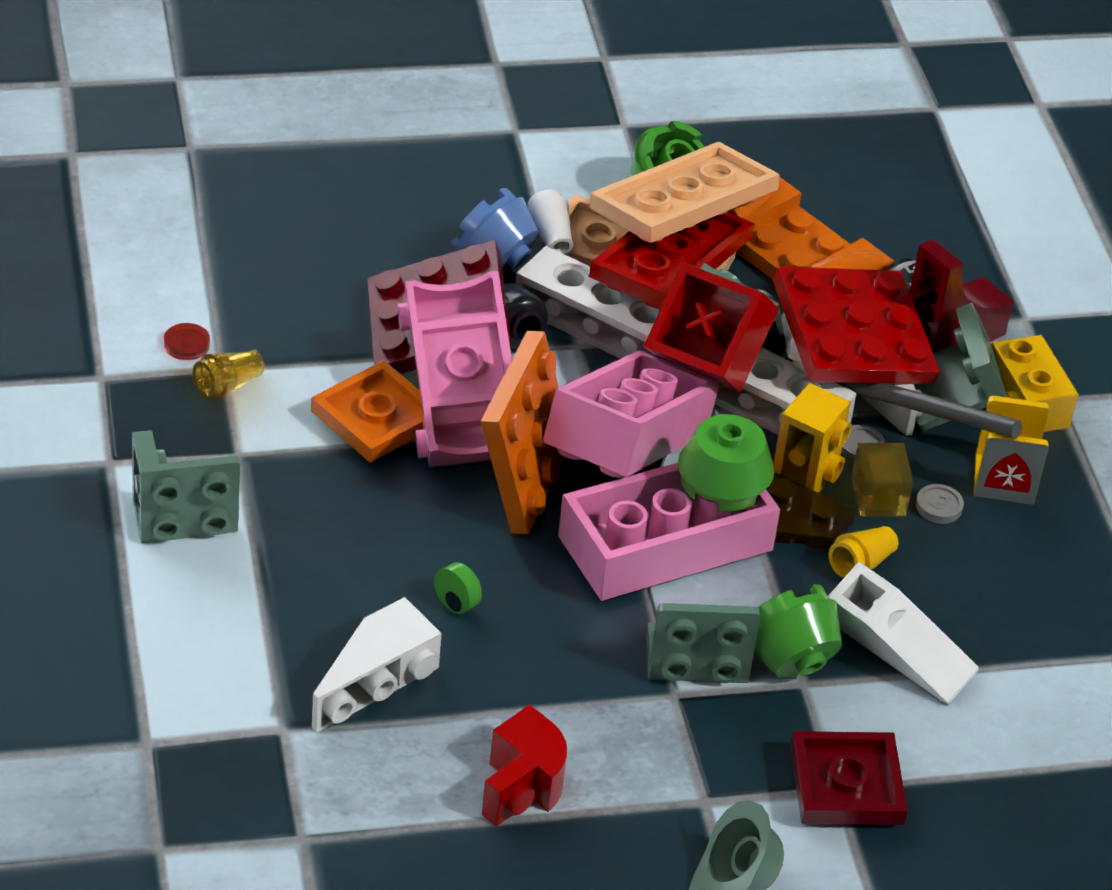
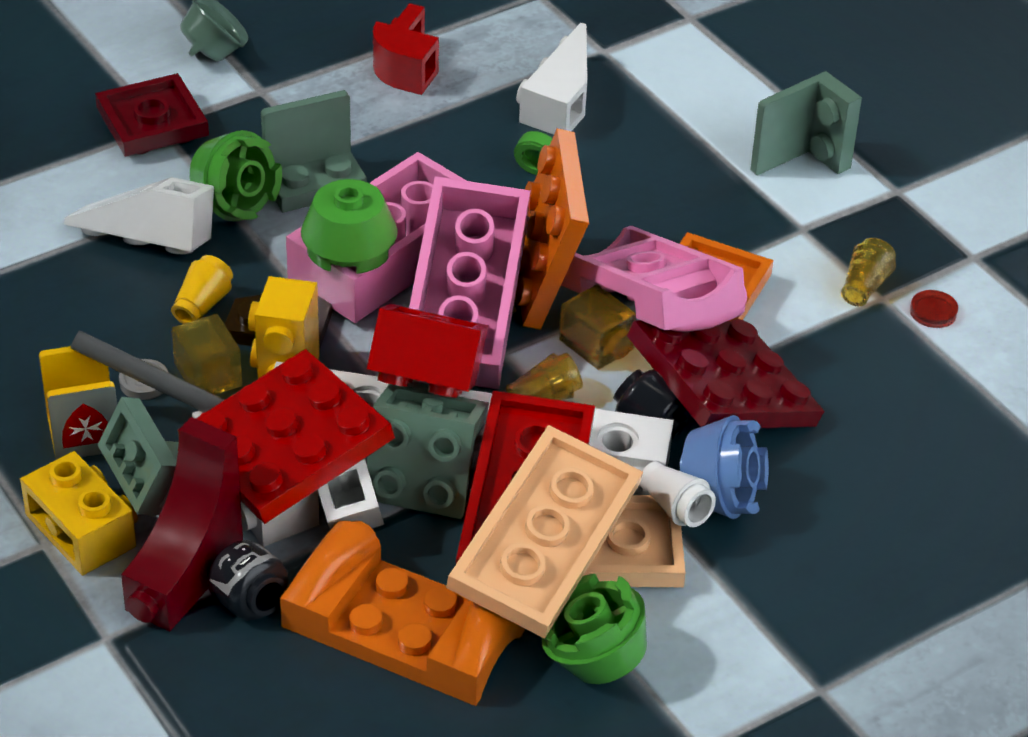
camera: 160 degrees right, 0 degrees up
(579, 362) = (551, 378): none -> clear yellow cone

